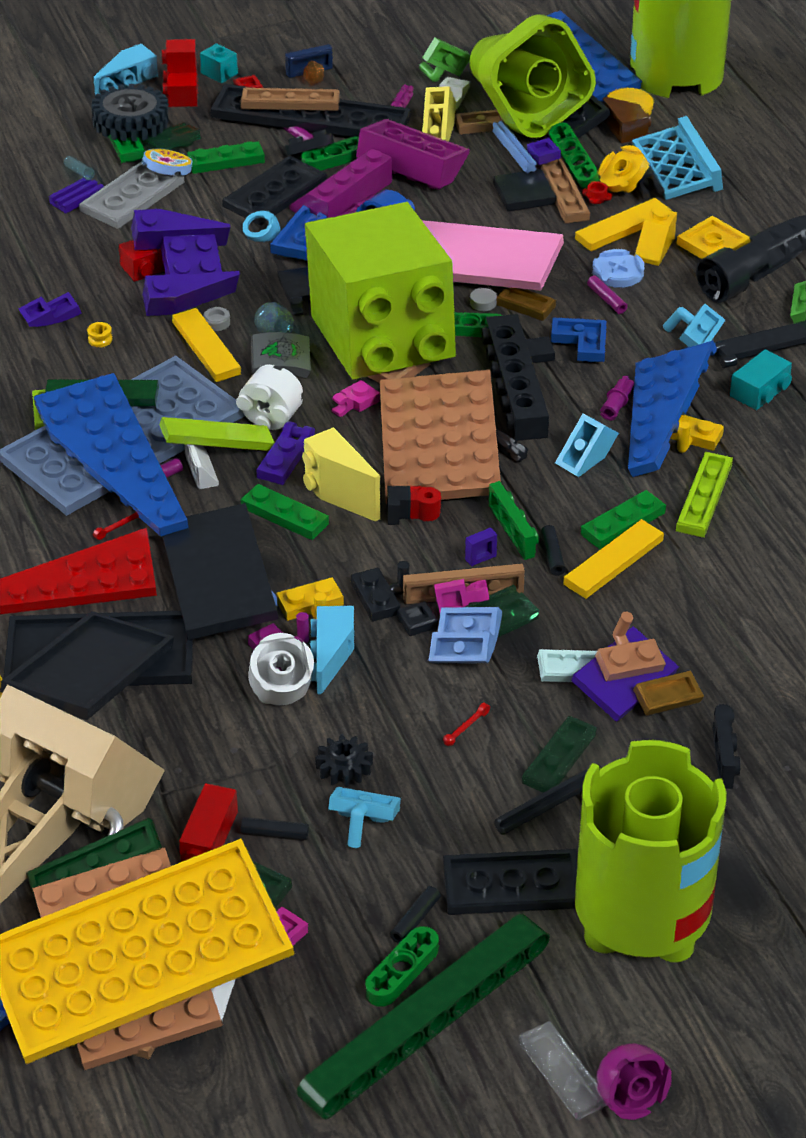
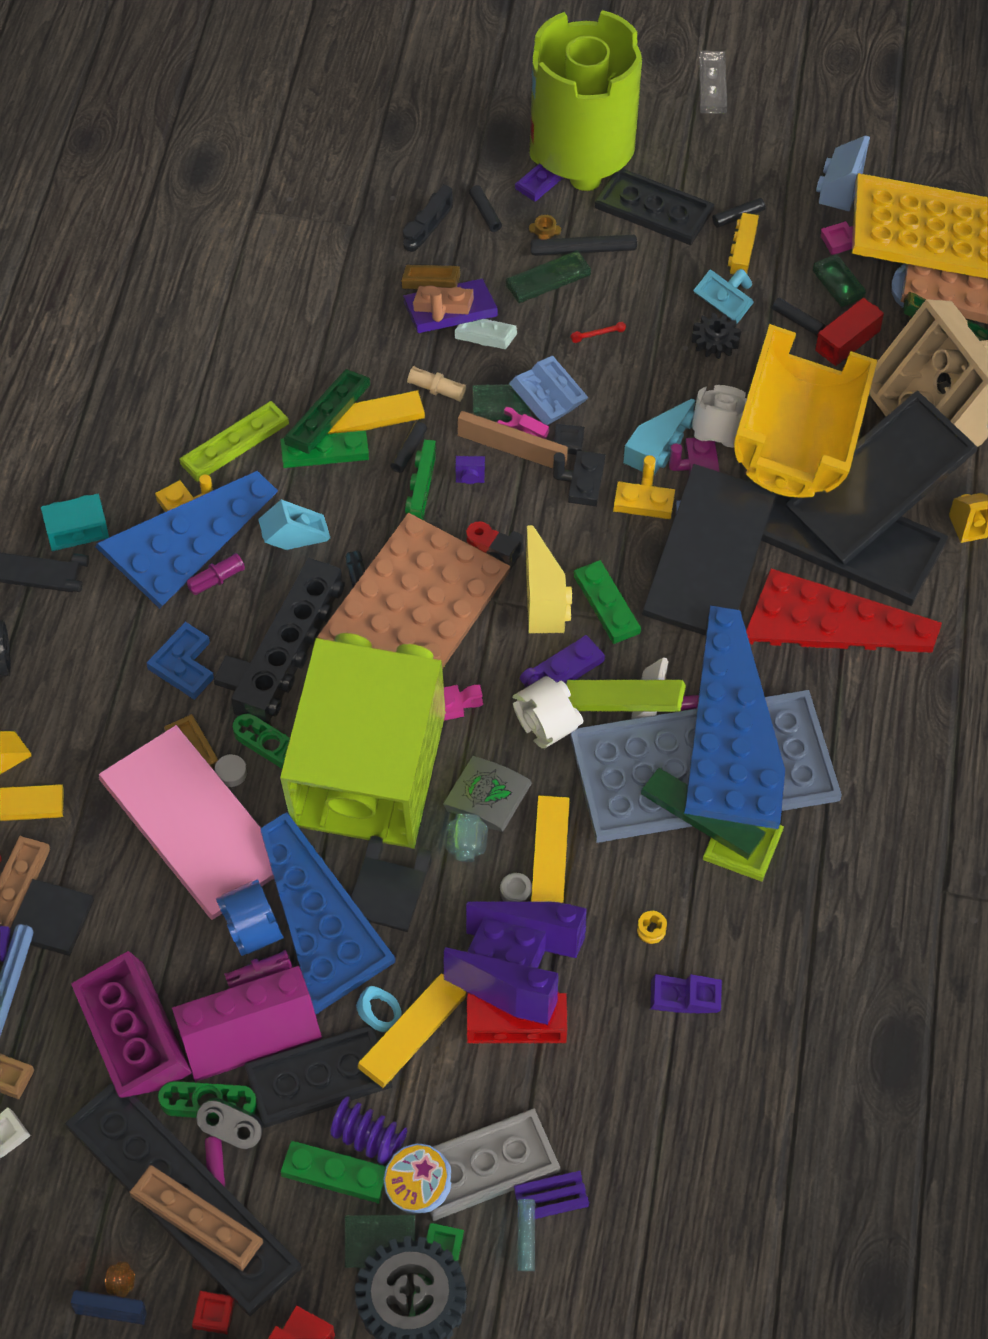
camera: 150 degrees left, 15 degrees up
(100, 532) = (785, 660): red hinge -> none
(200, 683) = (801, 419): none -> yellow cylinder
(217, 168) = (366, 1132): none -> dark purple piece
(232, 211) = (411, 1031): none -> yellow tile
(322, 994) = (841, 171): none -> light blue slope
(384, 878) = (744, 242): none -> yellow piece
(400, 980) = (754, 186): green beam -> none
(403, 96) = (55, 1163): magenta axle -> none
(422, 1016) = (774, 143): dark green beam -> none
(439, 112) = (53, 1079): light yellow slope -> none
(574, 604) = (436, 383): none -> tan pin
(607, 294) = (106, 712): magenta piece -> none
(618, 268) = (62, 744): light blue tile -> none
(633, 1080) = (681, 43): magenta cylinder -> none
(645, 534) = (327, 411): none -> dark green tile
(700, 327) = (67, 609): medium azure plate -> none

